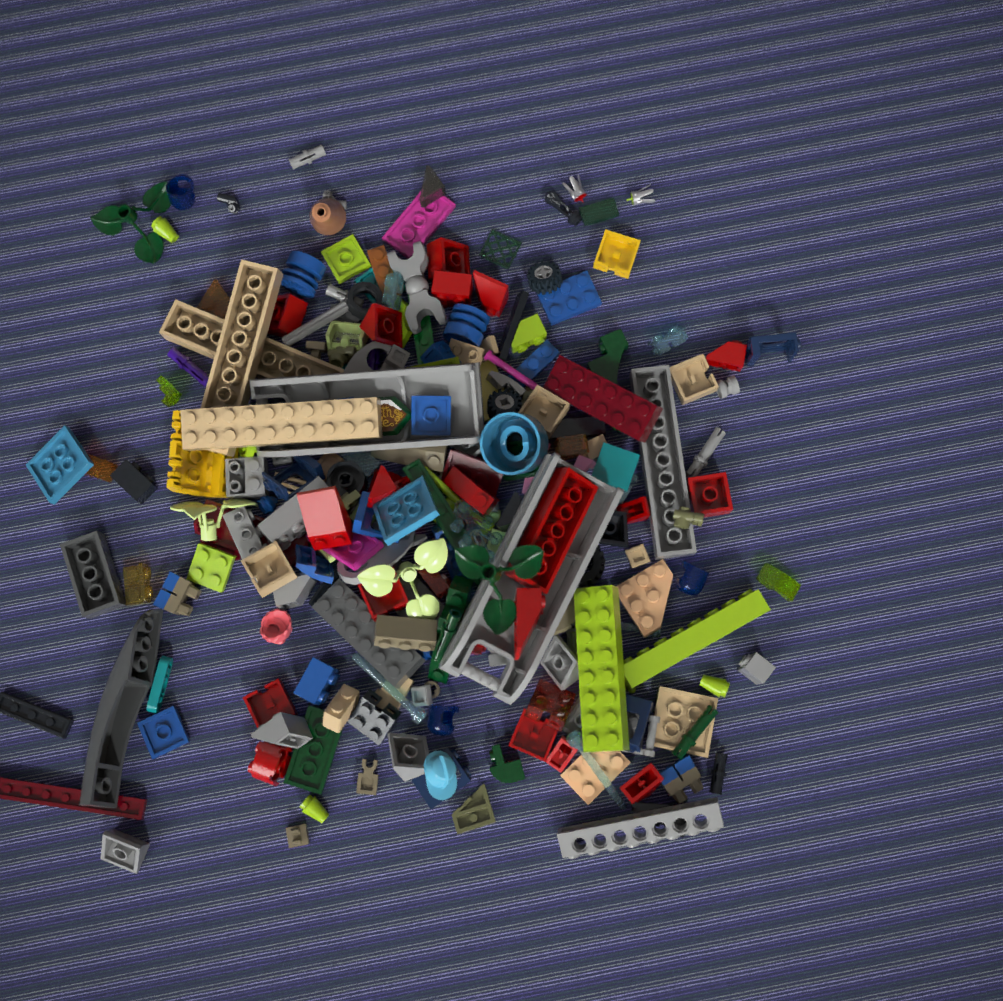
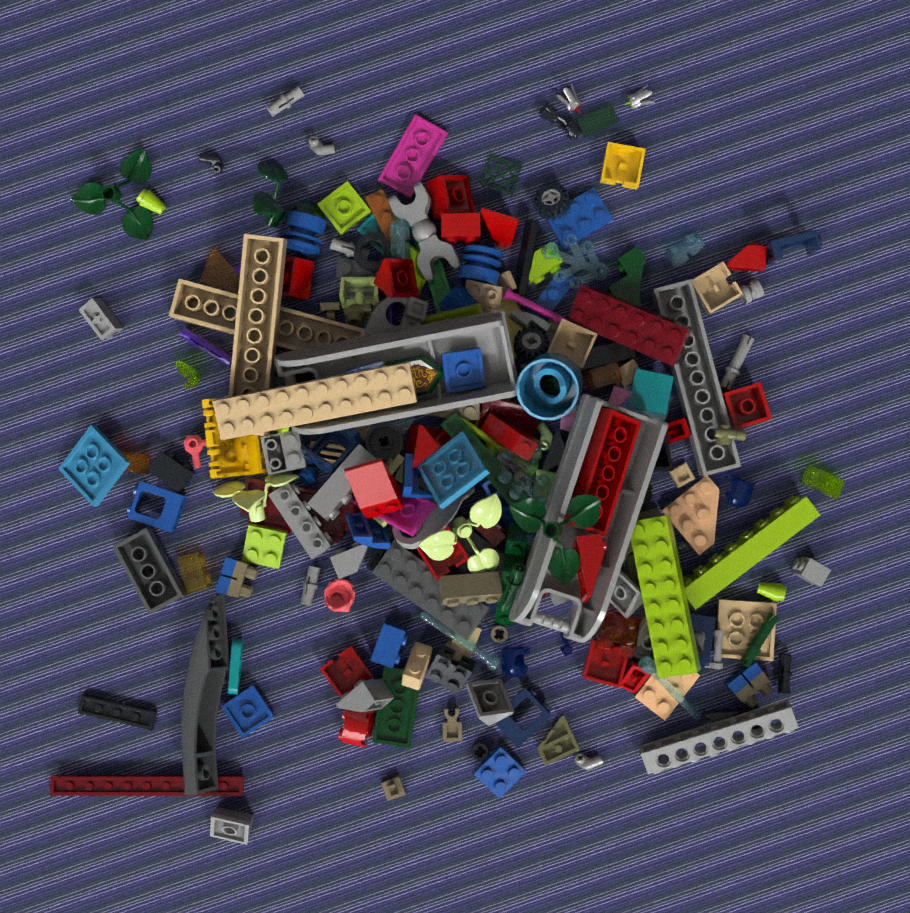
camera: 15 degrees left, 10 degrees up
(95, 329) = (100, 318): none -> light grey hinge
(126, 520) = (171, 511): none -> blue window
(160, 460) = (194, 445): none -> coral piece
(180, 198) = (161, 164): clear blue helmet -> none
(249, 613) = (310, 585): none -> light grey pin
(268, 237) = (274, 210): none -> dark green plant
(269, 568) = (327, 545): tan piece -> none
(314, 809) = (405, 761): lime cone -> none
(315, 324) = (326, 284): light grey axle -> none
(333, 218) = (319, 156): nougat cone -> none
(396, 814) = (484, 754): none -> black bush
(408, 833) = (499, 771): none -> blue plate
(421, 695) = (491, 641): light grey tile -> none
(431, 189) = (422, 120): clear smoke slope -> none
(440, 775) = (522, 715): medium azure piece -> none
(497, 716) = (566, 649): none -> clear blue hand
(501, 838) = (586, 762): none -> light grey arm
(505, 772) = (583, 701): dark green brick -> none
(506, 496) = (546, 436): none -> yellowish green arm
(561, 336) = (577, 262): none -> clear light blue plant
(642, 784) = (714, 695): red slope -> none

